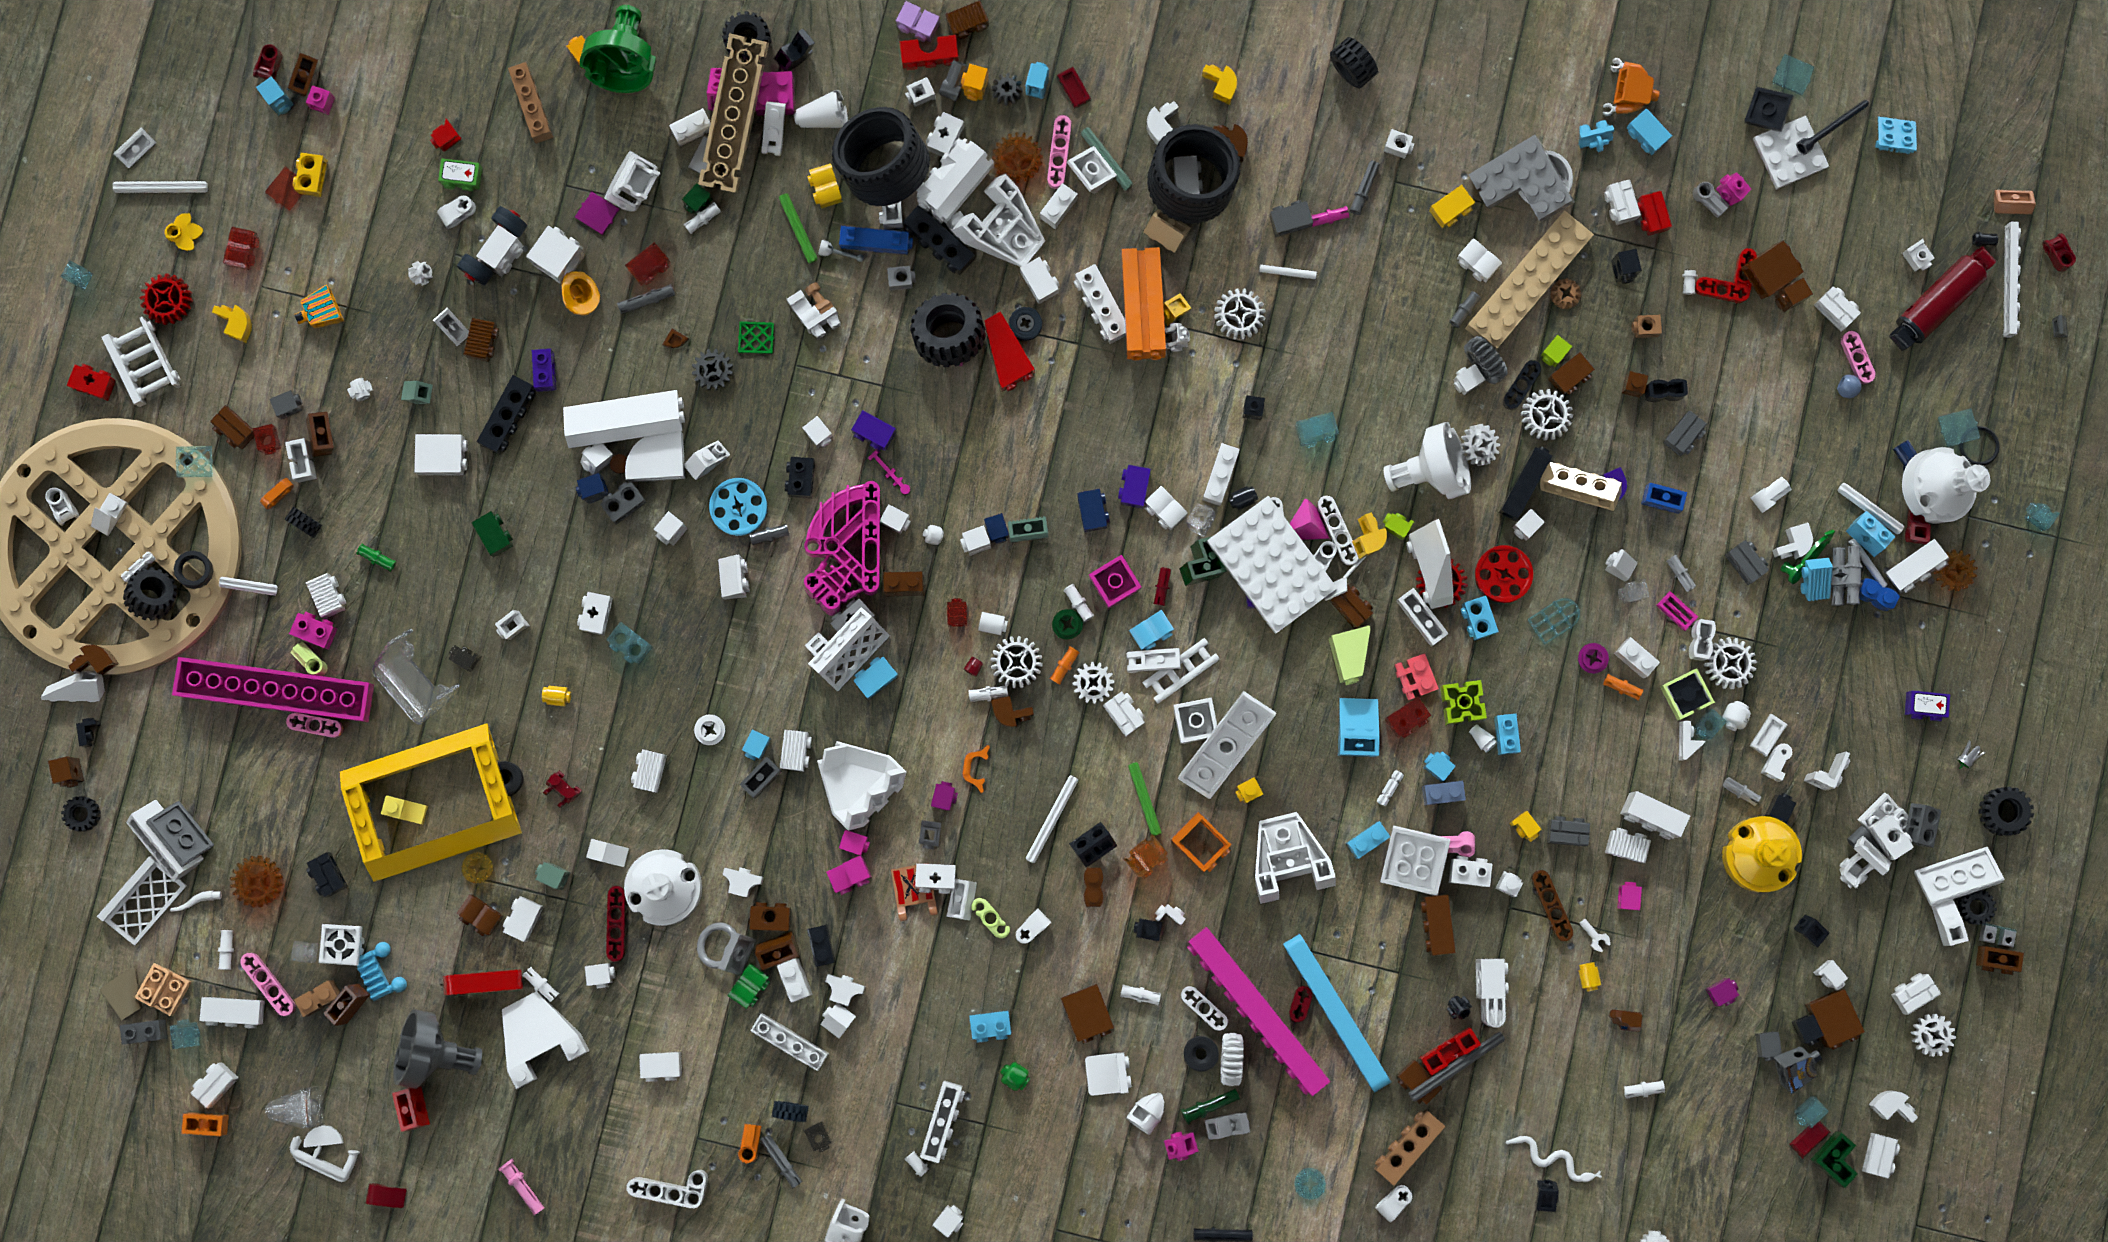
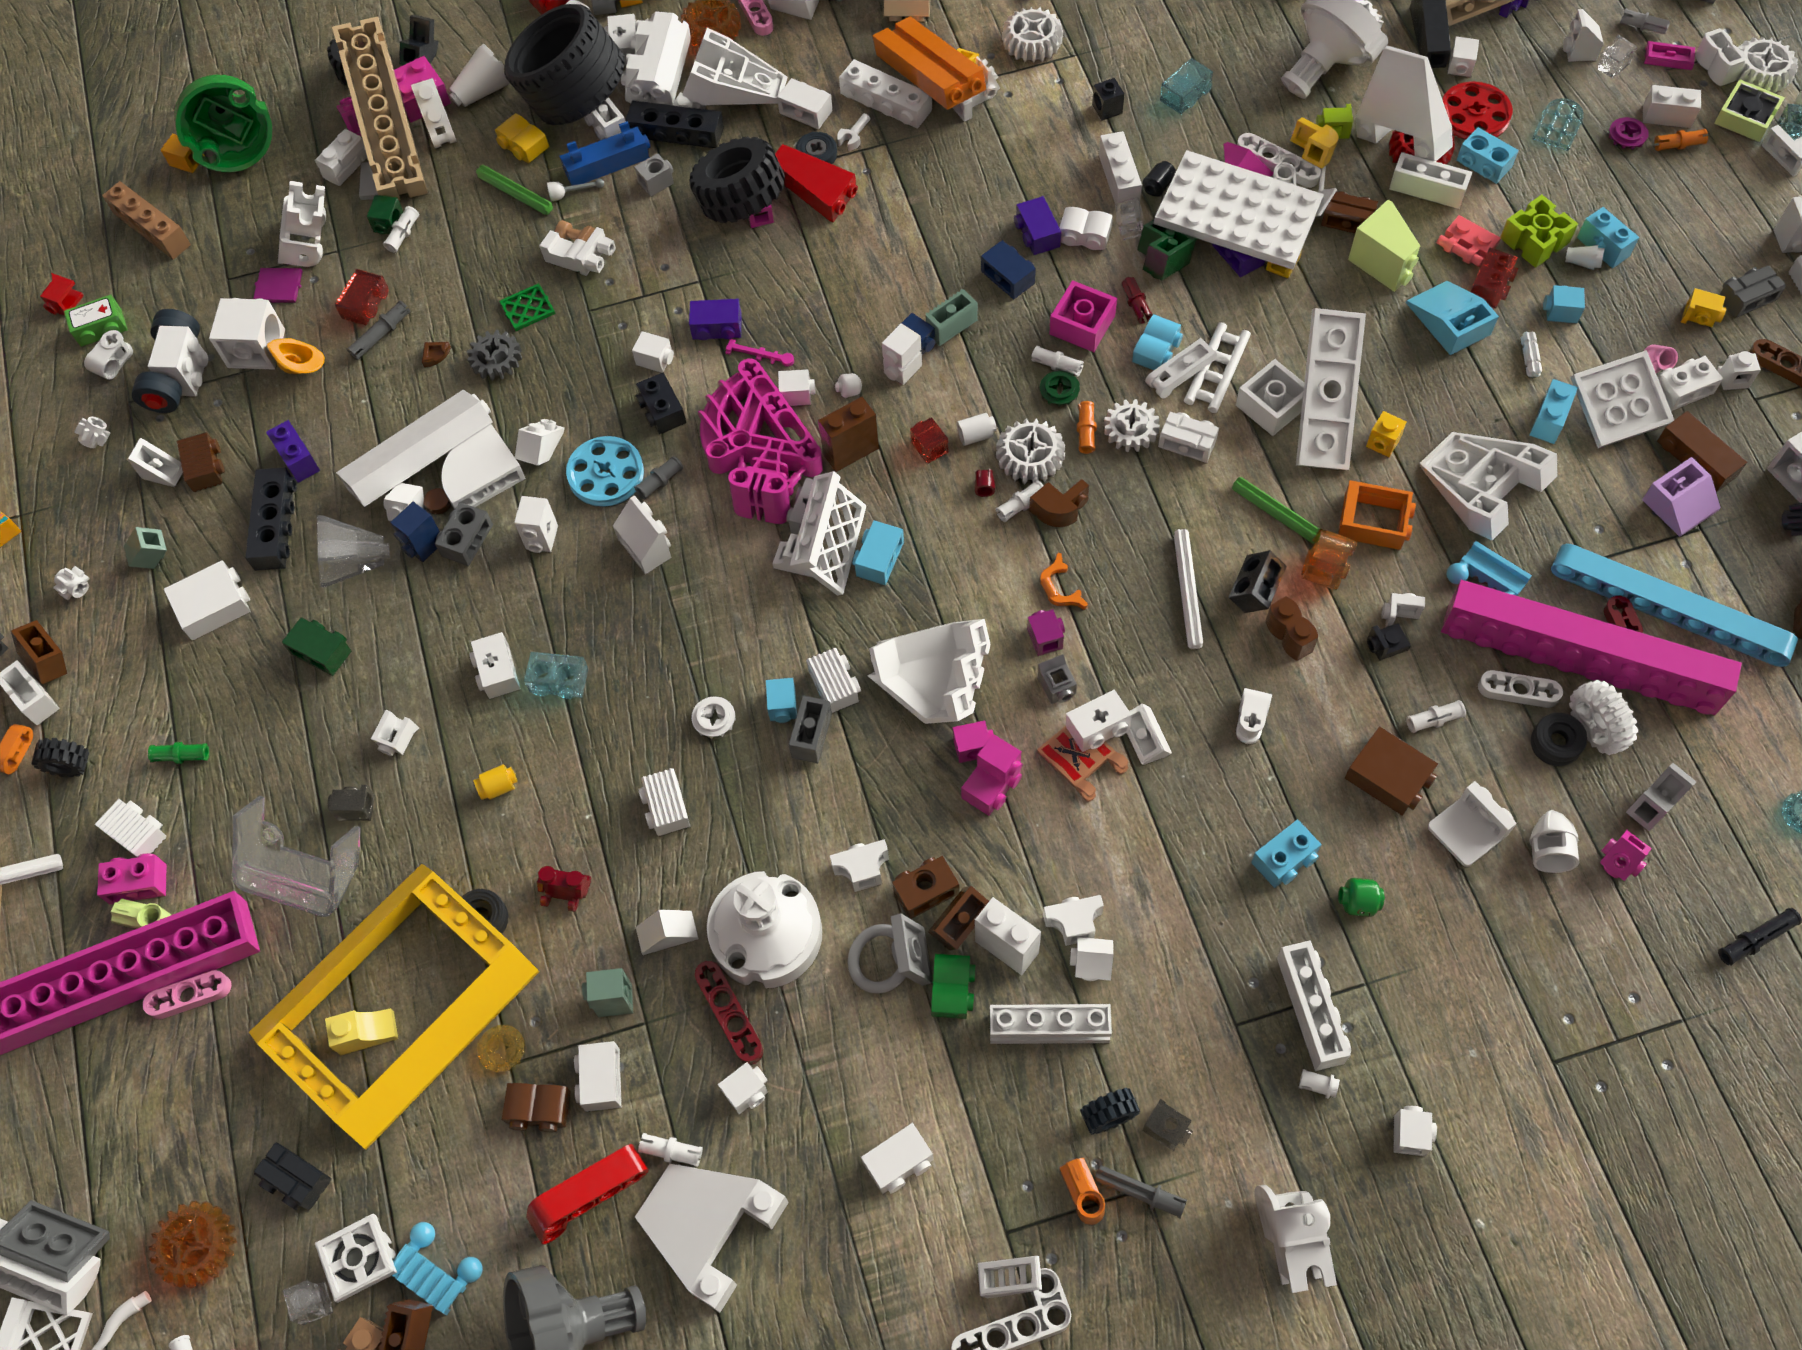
camera: 25 degrees left, 20 degrees down
(543, 473) = (346, 550): none -> clear slope
(669, 1159) = (987, 1277): none -> white slope
(821, 945) = (1012, 881): black brick -> none
(992, 927) = (1205, 743): yellowish green piece -> none
(1058, 206) = (781, 38): white brick -> none
(1061, 322) = (852, 134): none -> white bar
(1199, 1111) = (1613, 801): dark green pin -> none
(1245, 923) = (1489, 568): none -> medium azure gear
(1399, 950) = (1683, 497): none -> lavender slope
(1443, 793) = (1592, 324): sand blue brick -> none

